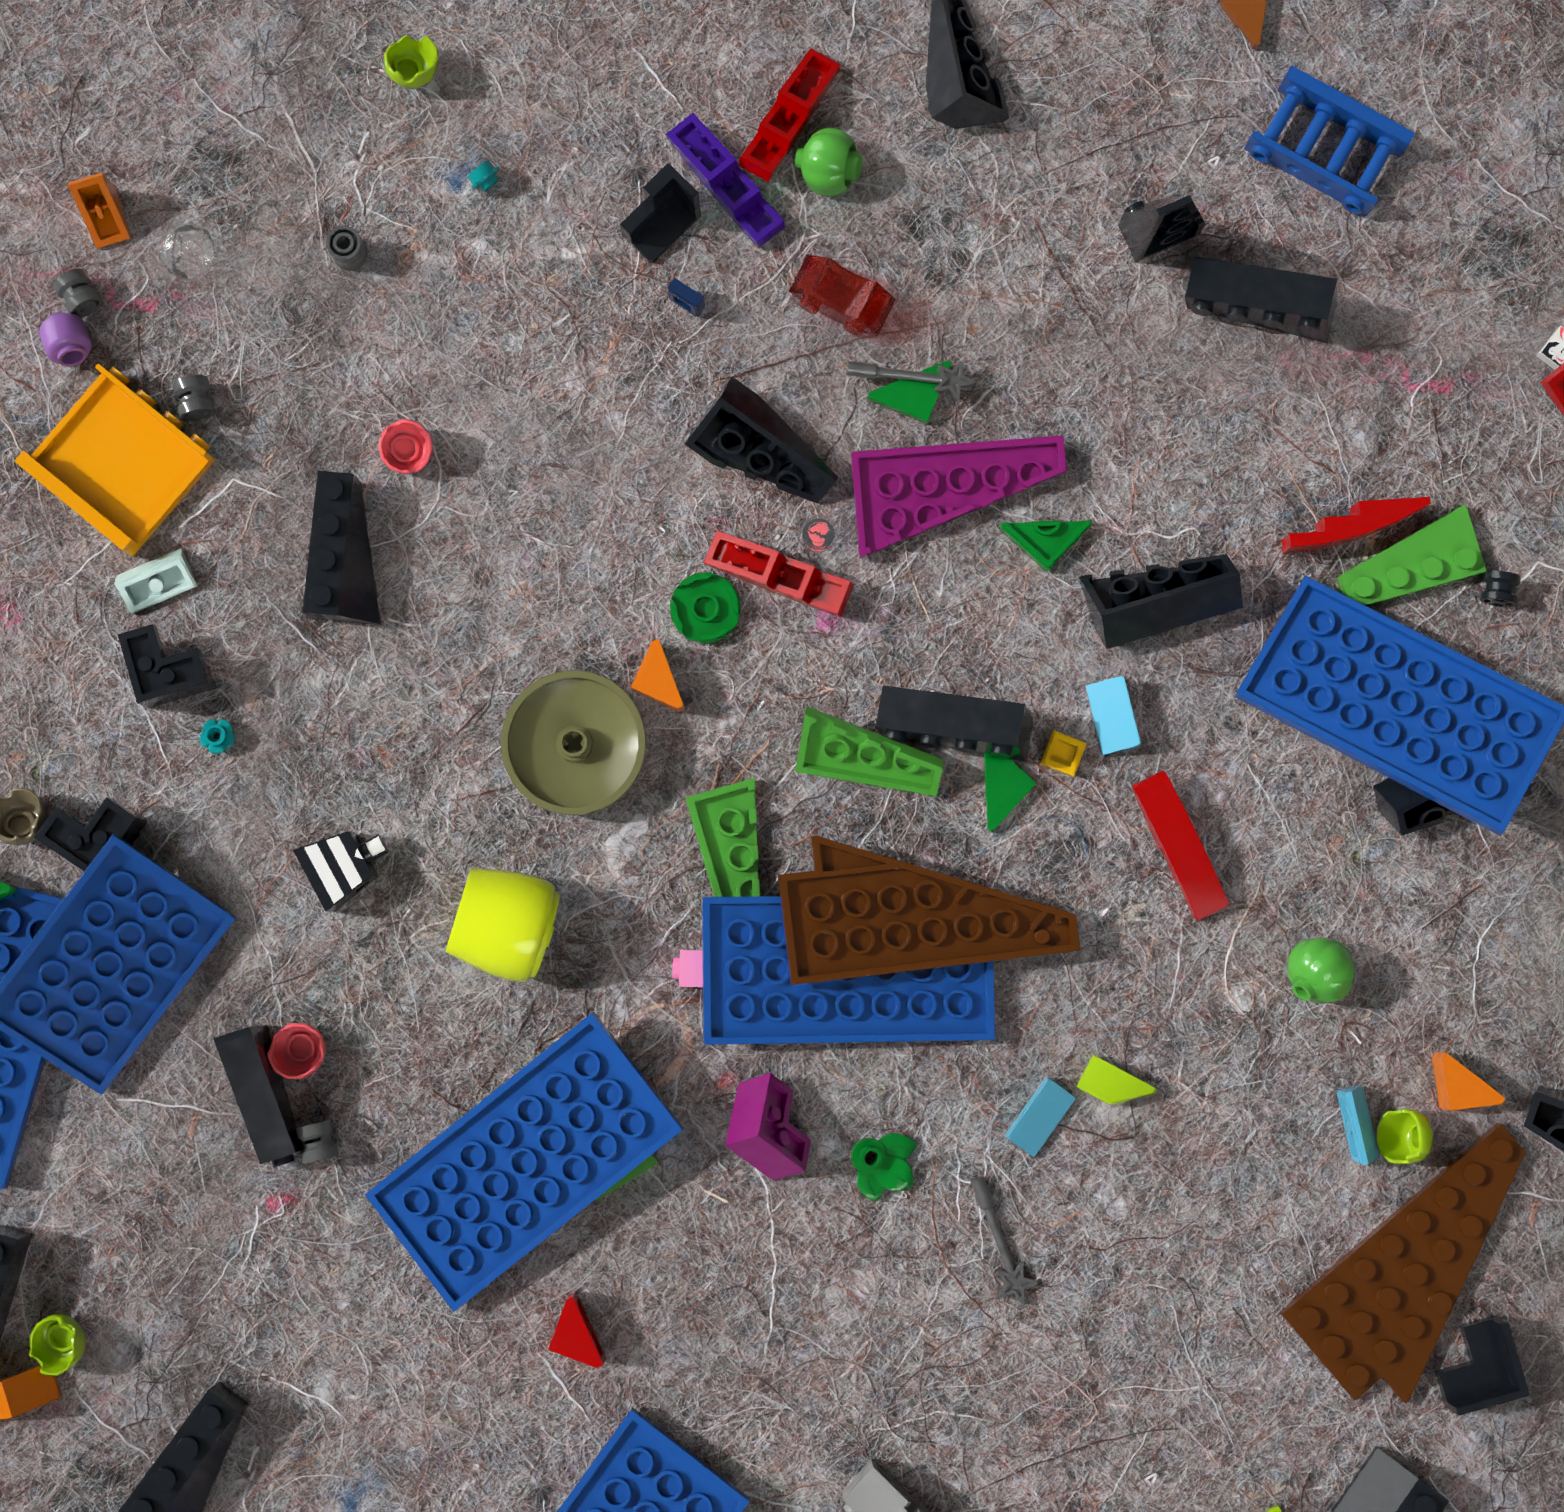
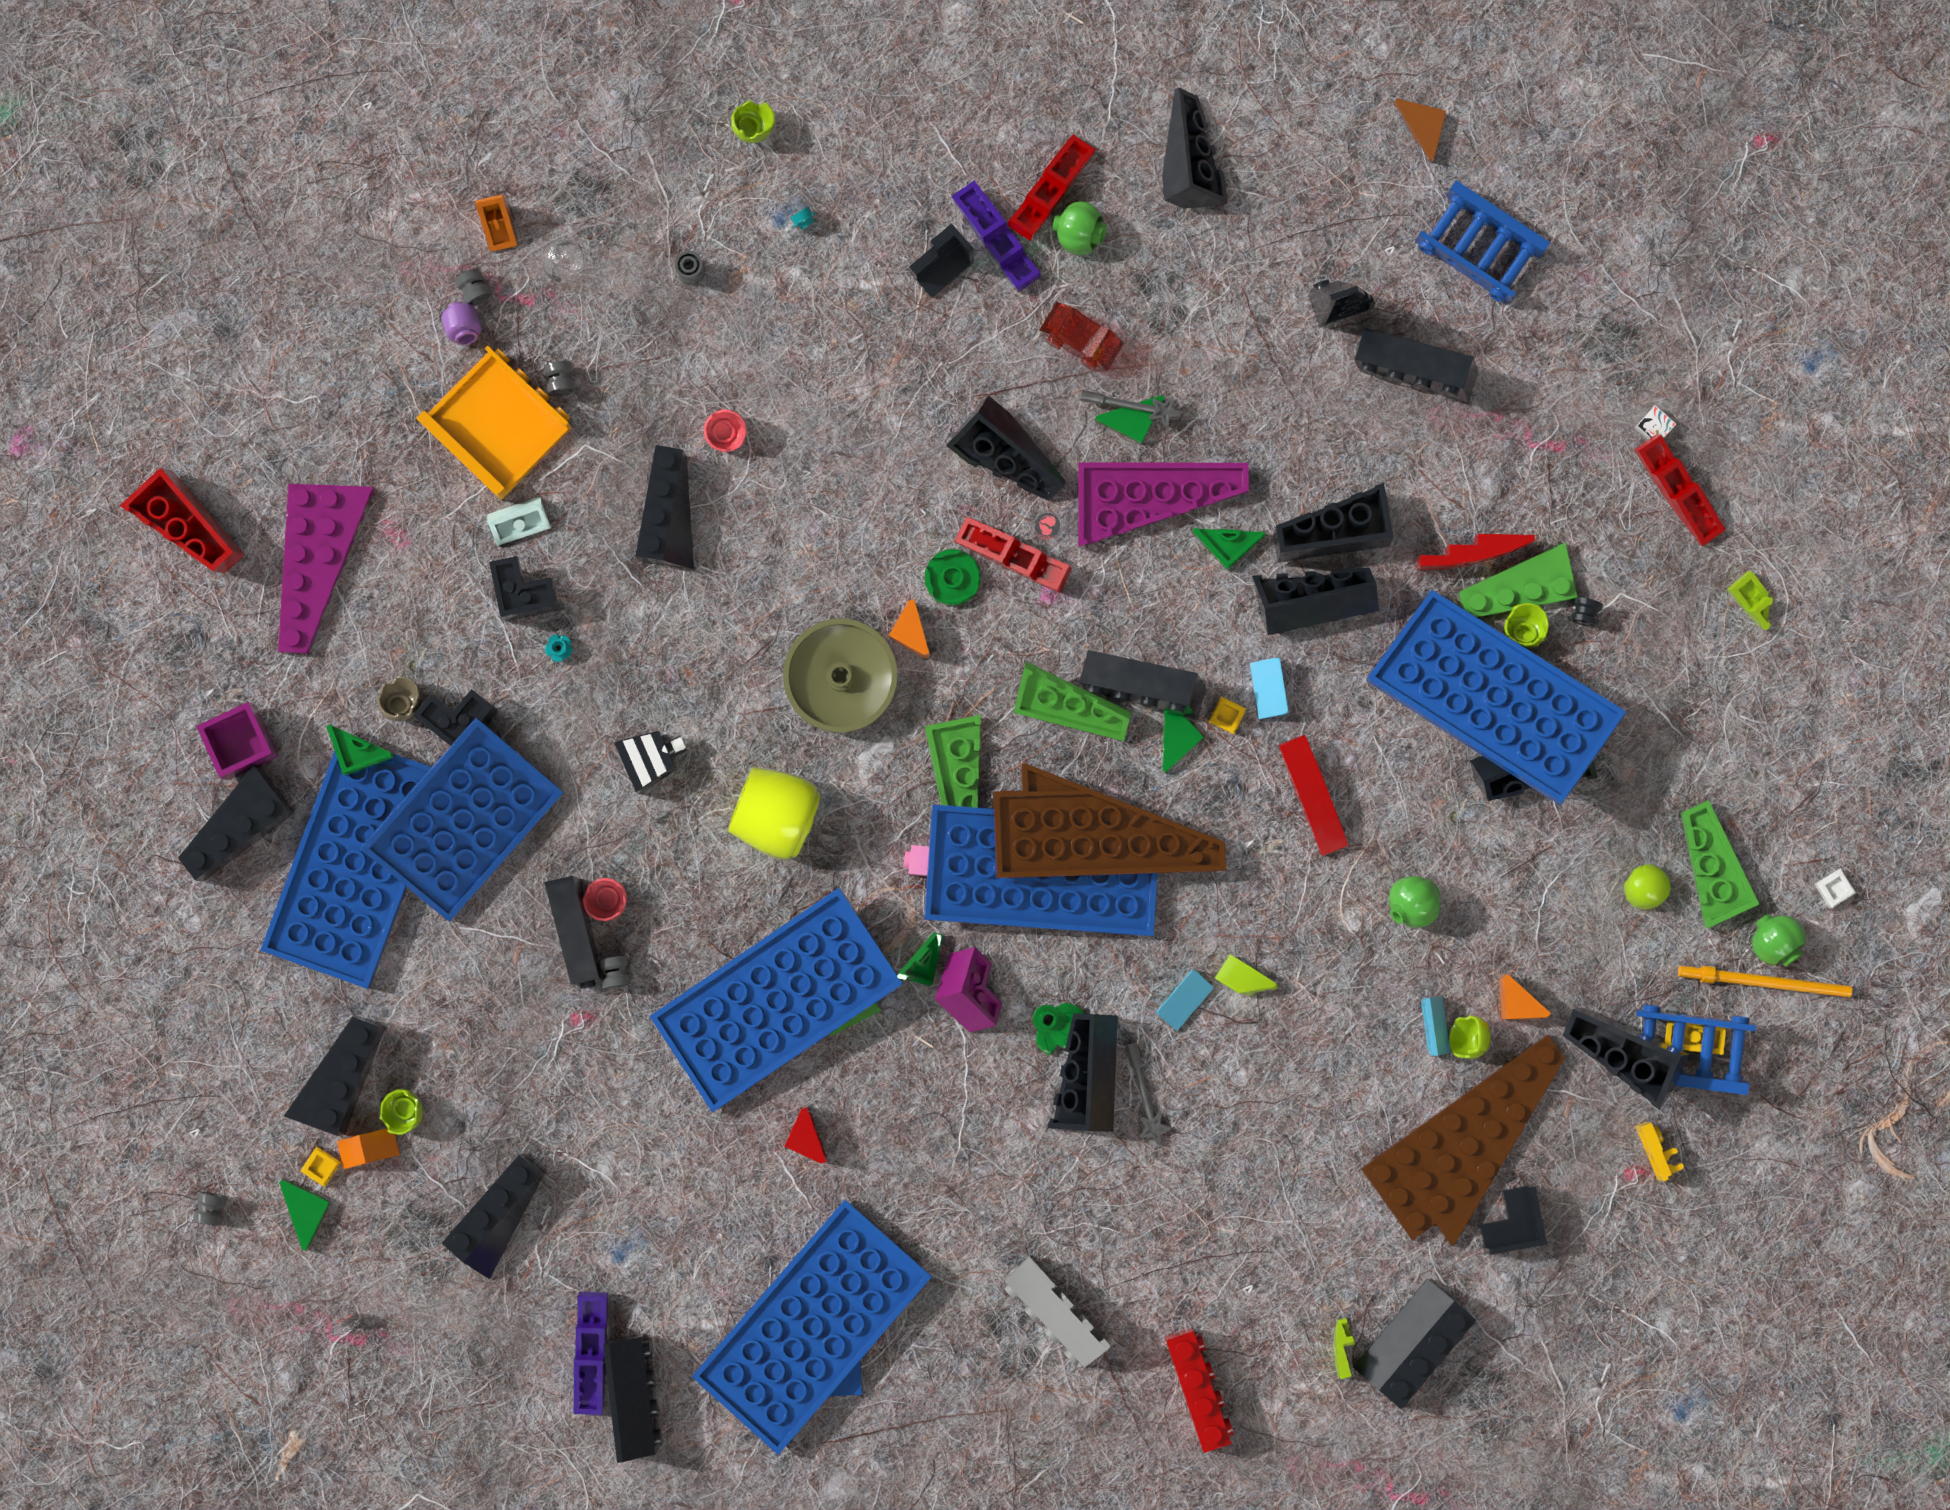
camera: 10 degrees right, 0 degrees up
(686, 297) = (957, 328): dark blue tile -> none
(708, 1098) = (923, 964): none -> green tile
(927, 1226) = (1088, 1075): none -> black wedge
(1183, 508) = (1337, 528): none -> black wedge
(1429, 610) = (1527, 625): none -> lime hair

